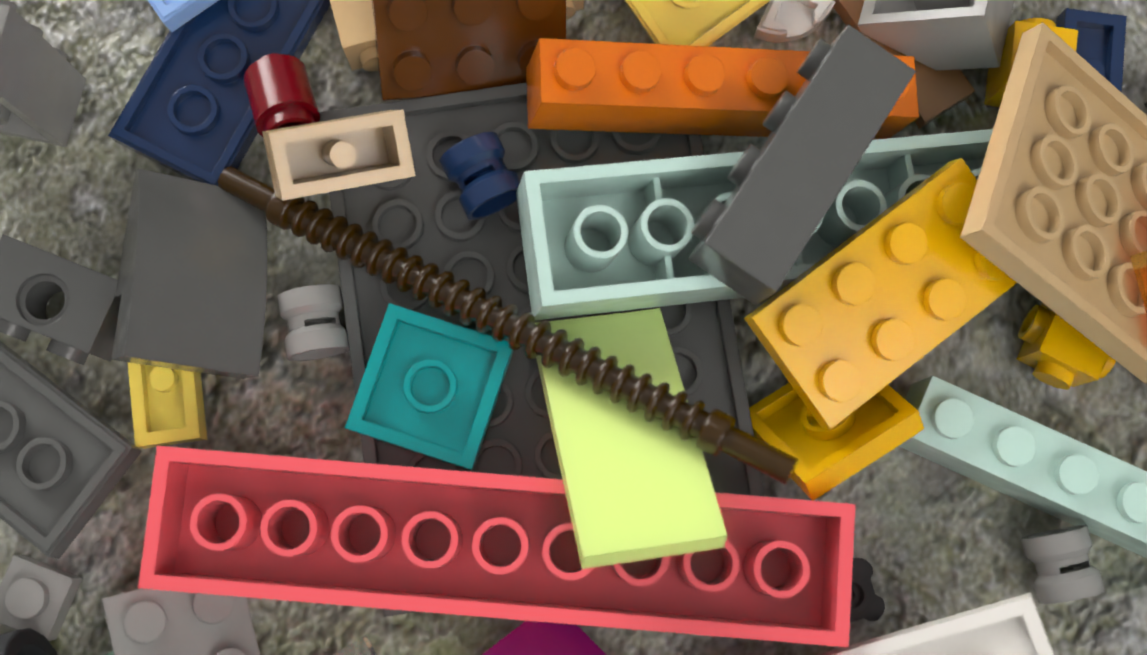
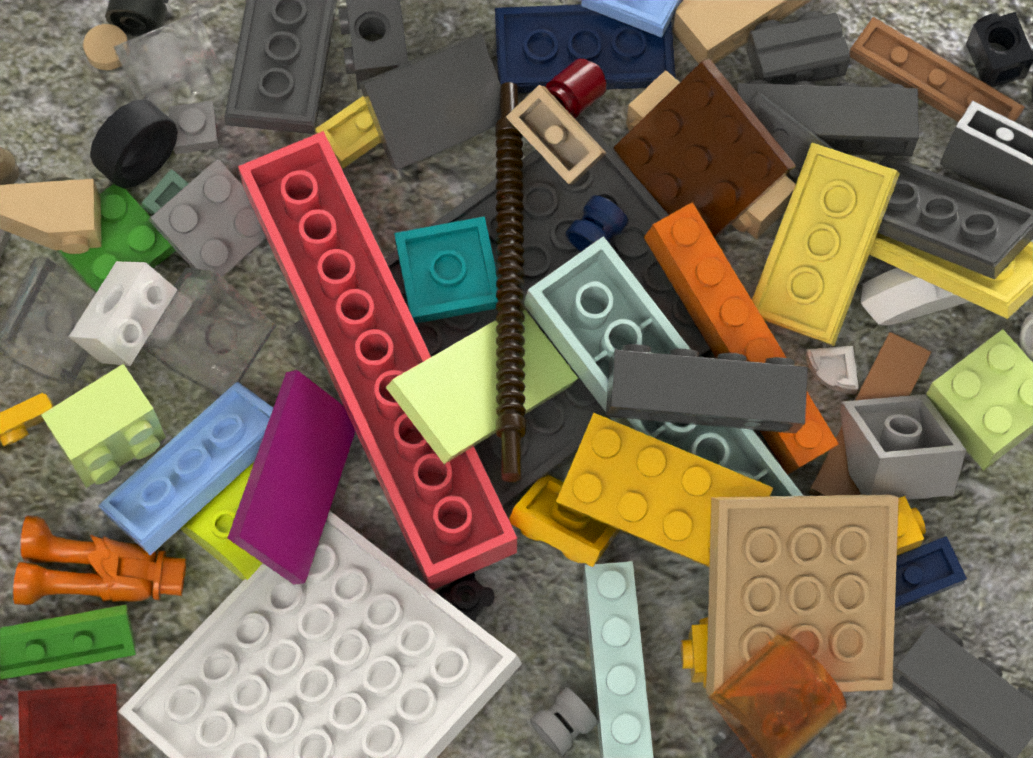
camera: 65 degrees right, 10 degrees down
(313, 322) = (448, 186): light grey wheel -> none

